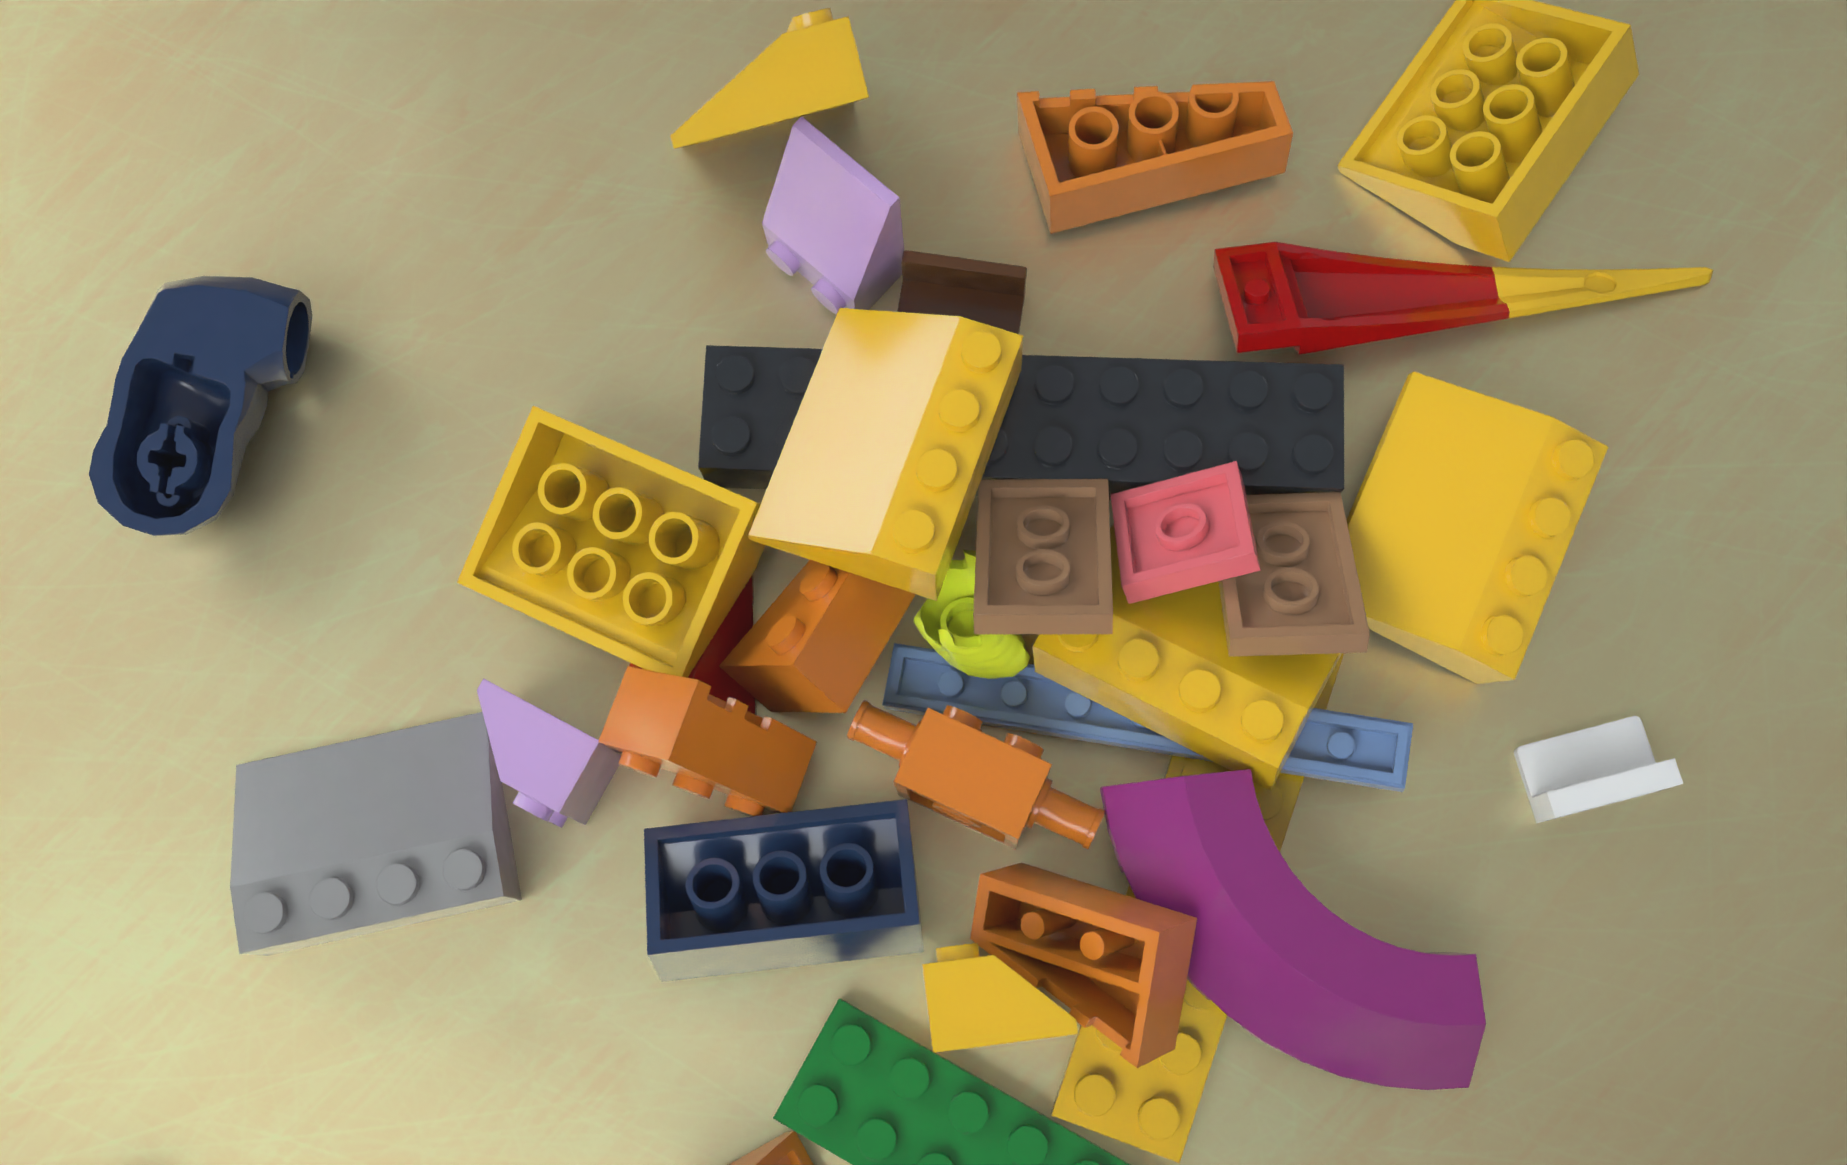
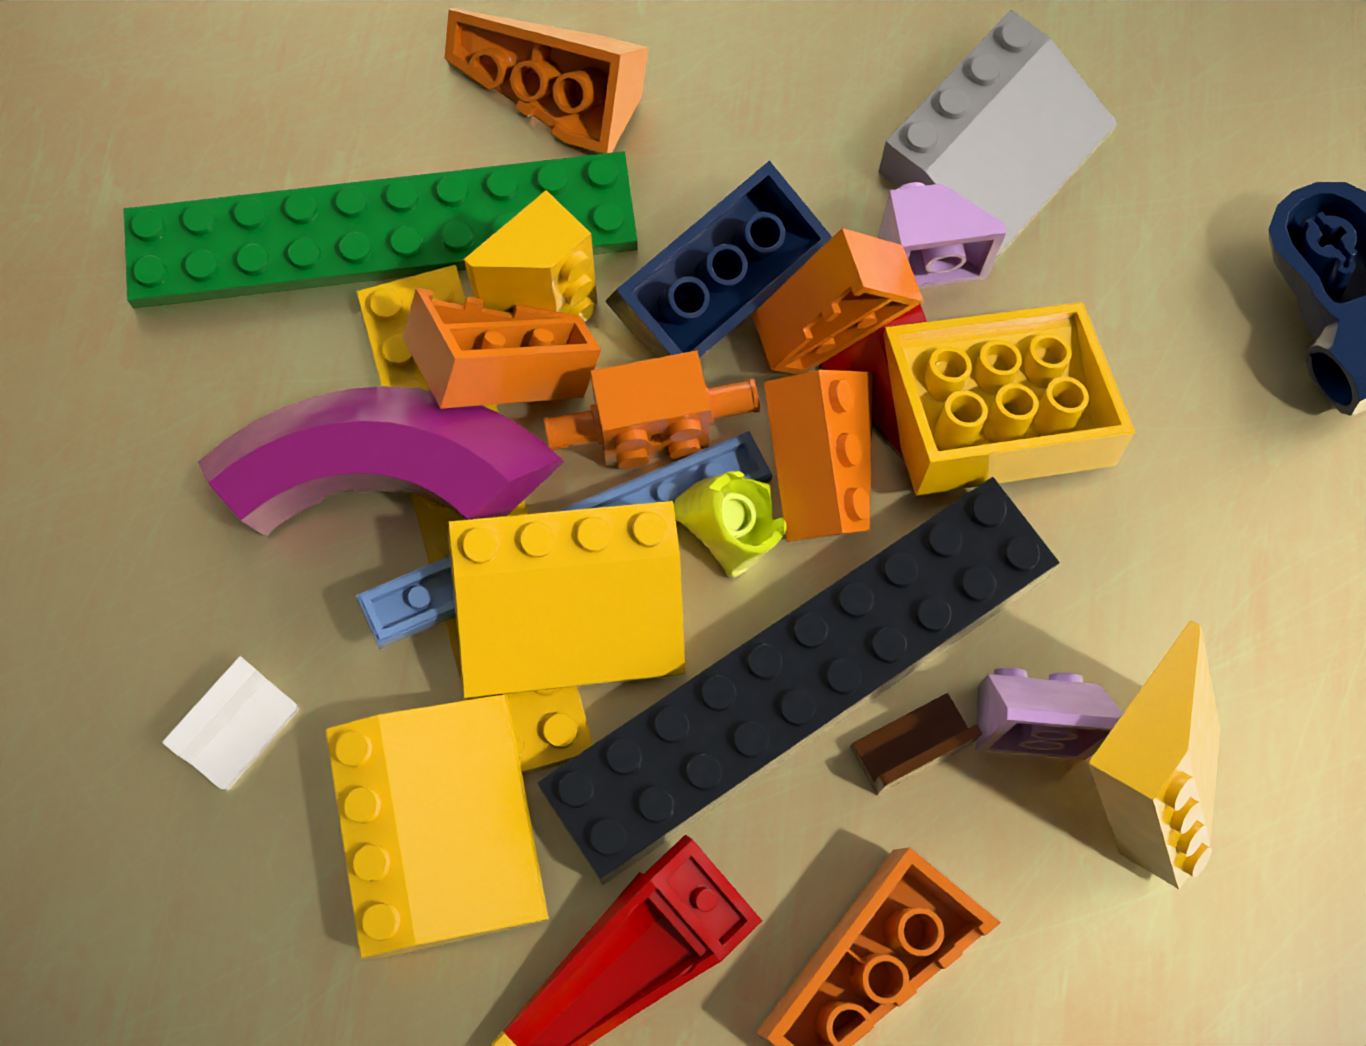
camera: 135 degrees right, 5 degrees down
(891, 445) = (872, 564): yellow slope -> none
(1043, 557) = (711, 564): medium nougat plate -> none
(1183, 532) = (626, 654): coral plate -> none
(1307, 583) = (535, 678): medium nougat plate -> none

